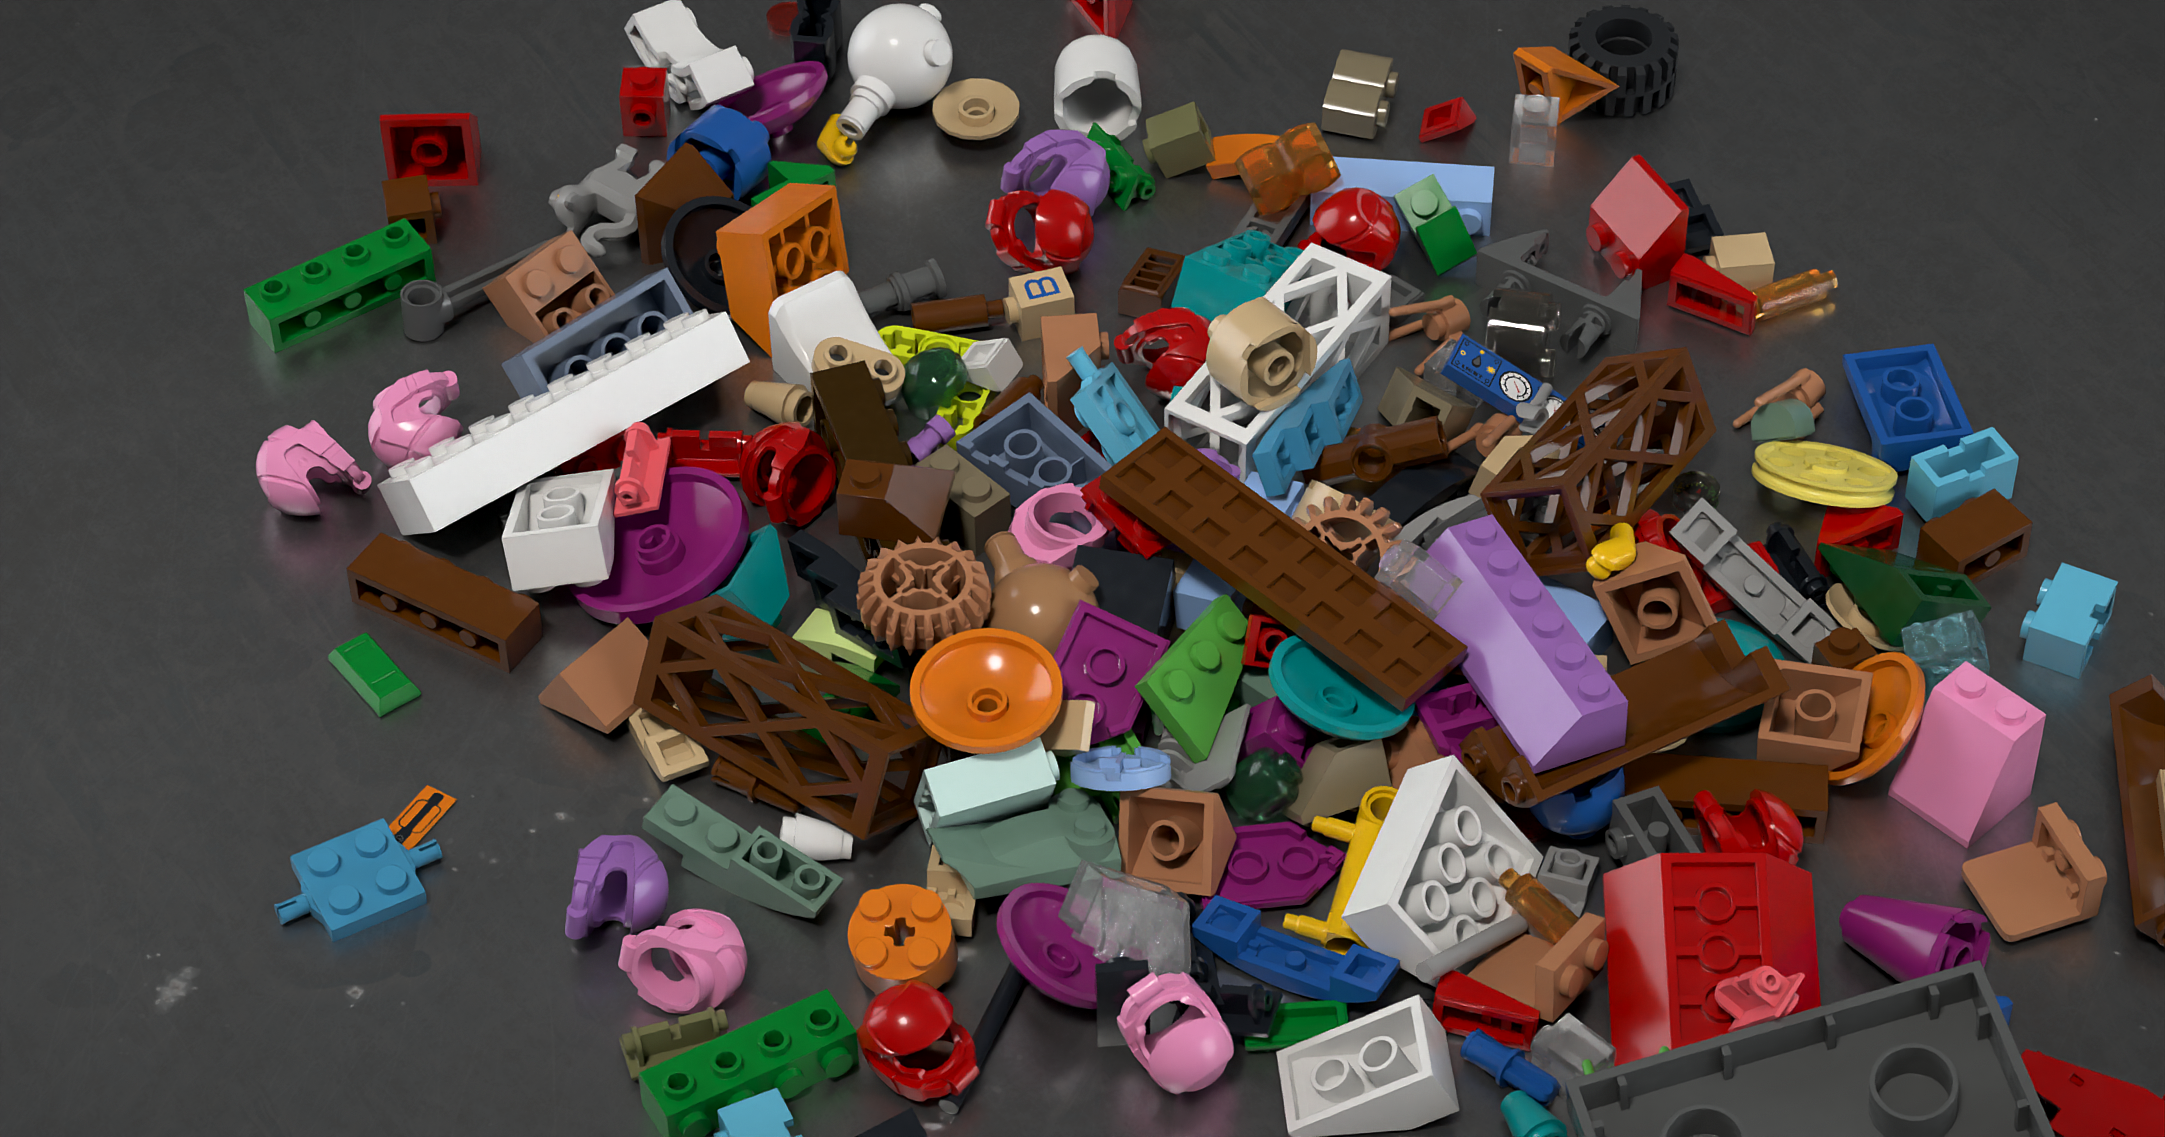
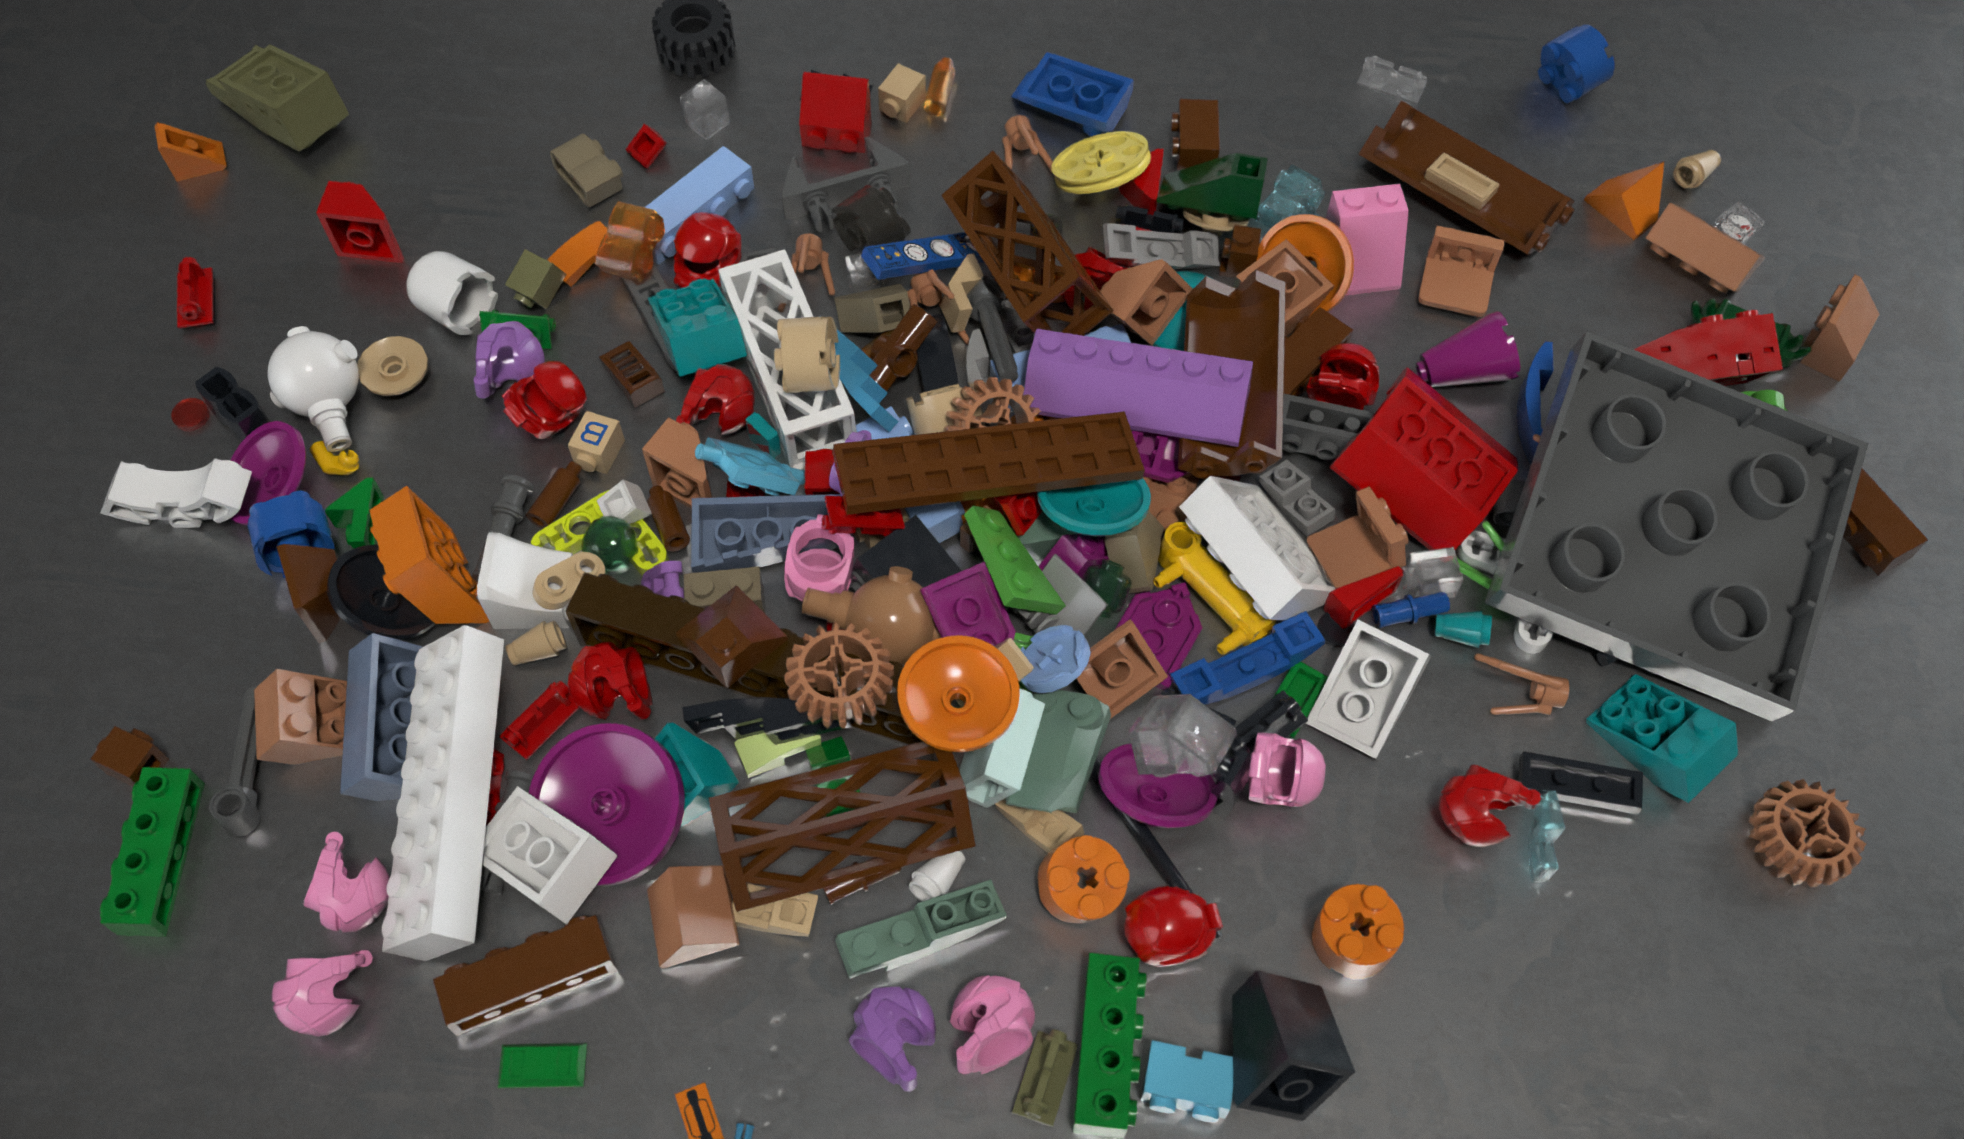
camera: 55 degrees left, 15 degrees up
(433, 145) = (88, 705): red slope -> none
(607, 192) = (253, 619): light grey animal -> none
(641, 471) = (542, 772): coral hinge -> none
(645, 92) = (184, 545): red brick -> none
(1417, 578) = (1060, 399): clear brick -> none
(1435, 225) = (738, 204): green slope -> none
(1471, 948) = (1326, 568): light grey bar -> none
(1533, 412) = (946, 261): light grey hand -> none
(1537, 905) = (1320, 512): clear orange cylinder -> none
(1555, 74) = (686, 69): orange slope -> none
(1614, 553) = (1119, 290): yellow arm -> none
(1700, 291) = (901, 123): red slope -> none
(1758, 996) = (1513, 452): coral hinge -> none
(1782, 421) = (1047, 155): sand green brick -> none
(1948, 477) = (1154, 105): medium azure brick -> none
(2069, 614) = (1287, 135): medium azure brick -> none

